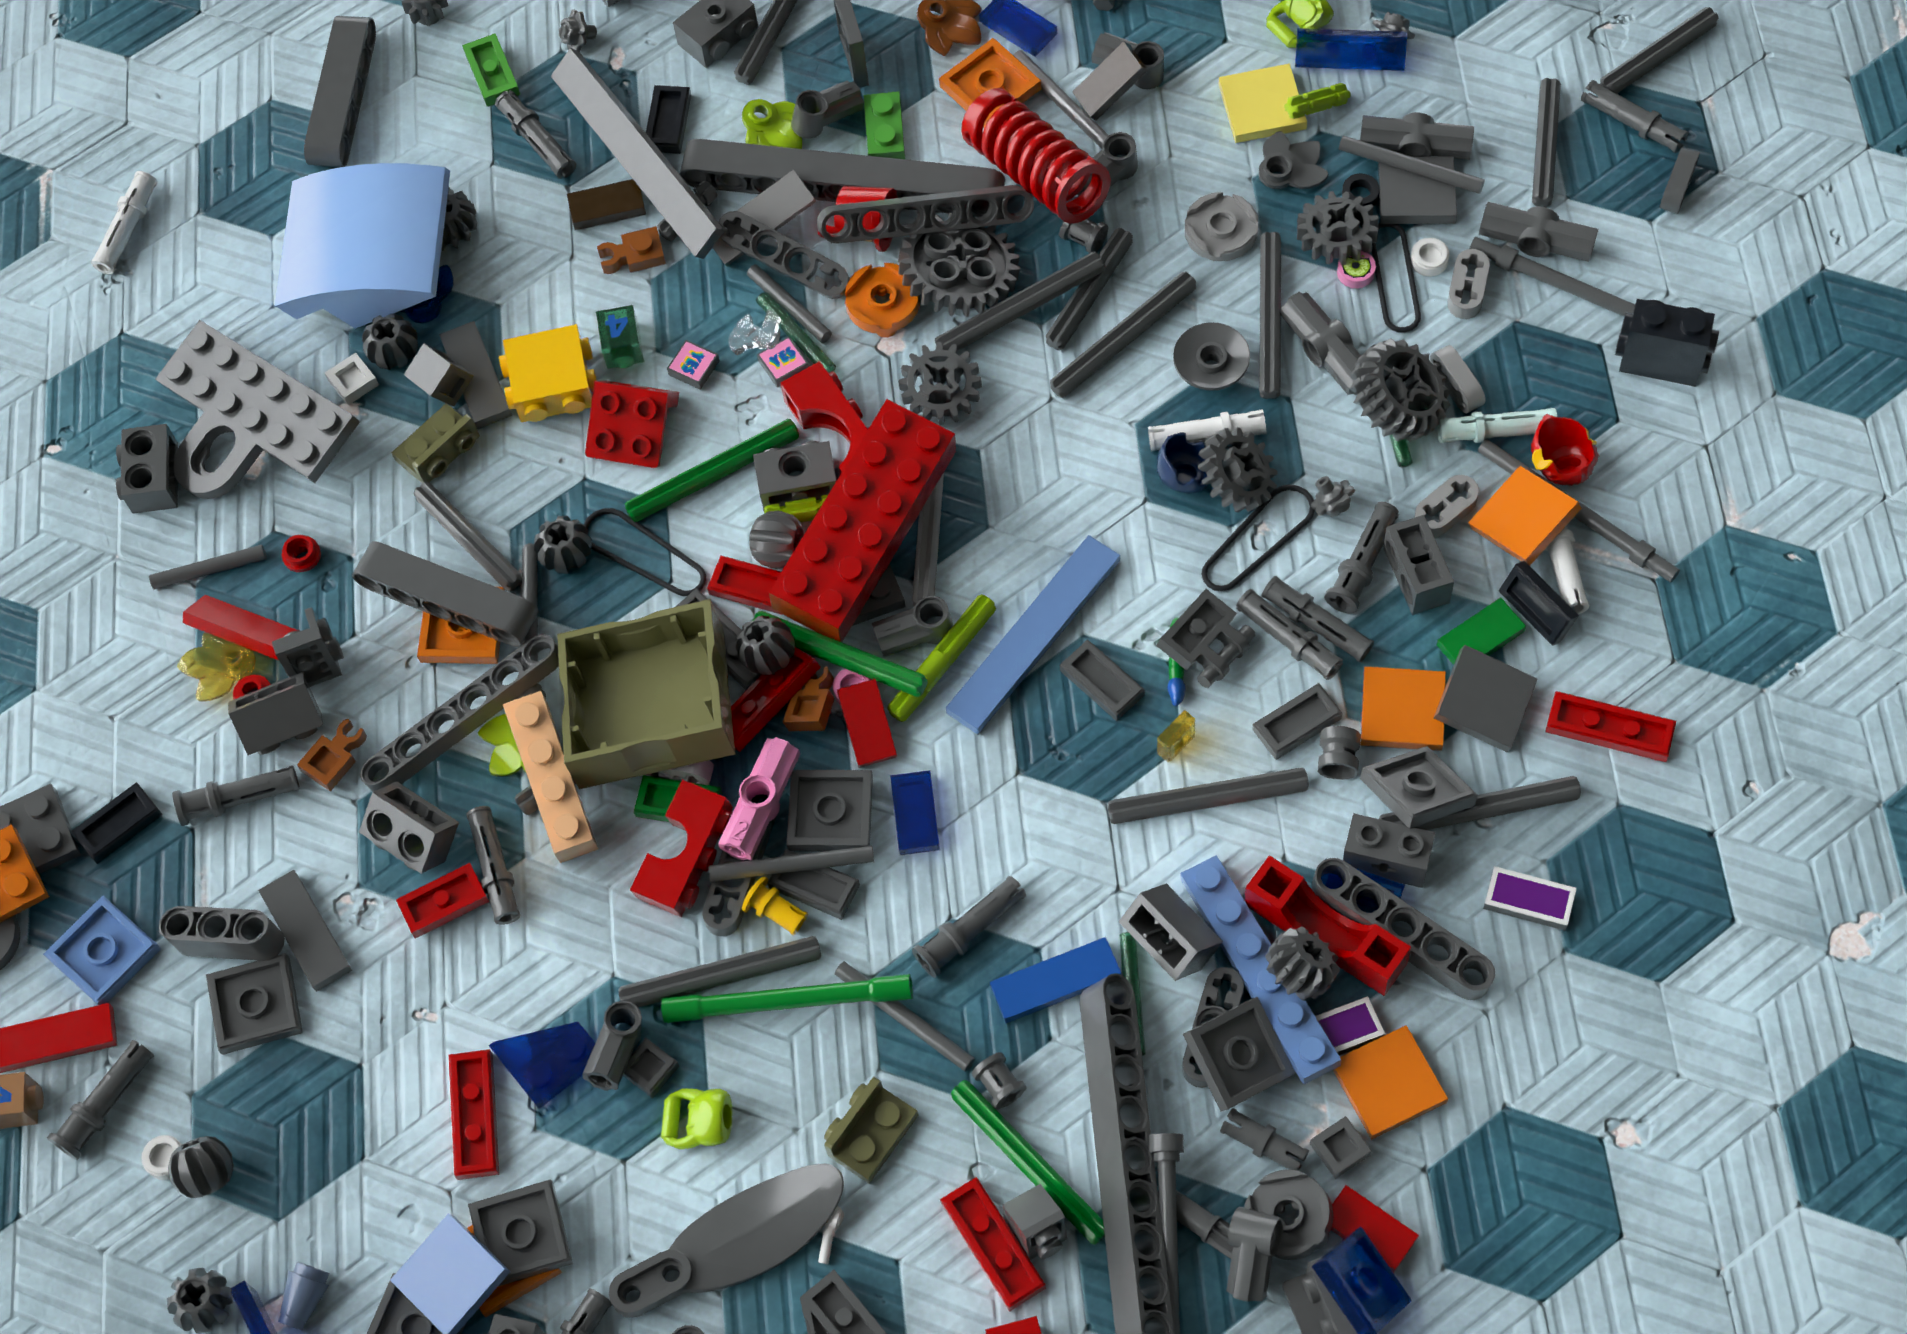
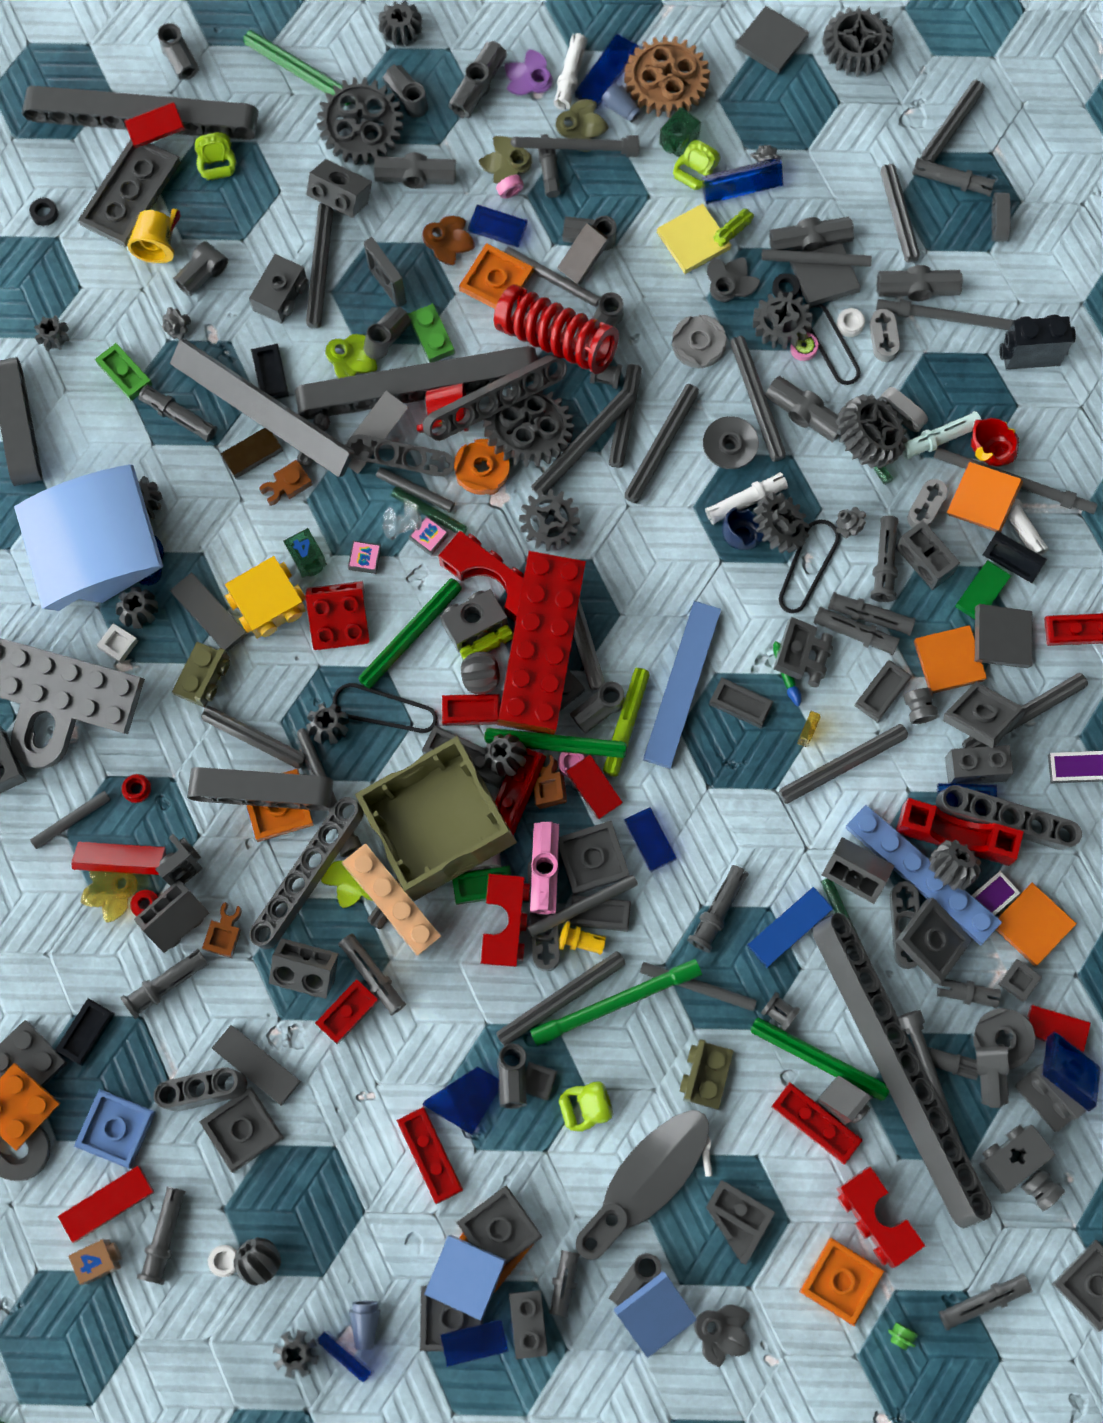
camera: 25 degrees left, 10 degrees up
(438, 375) = (184, 623): brick -> none

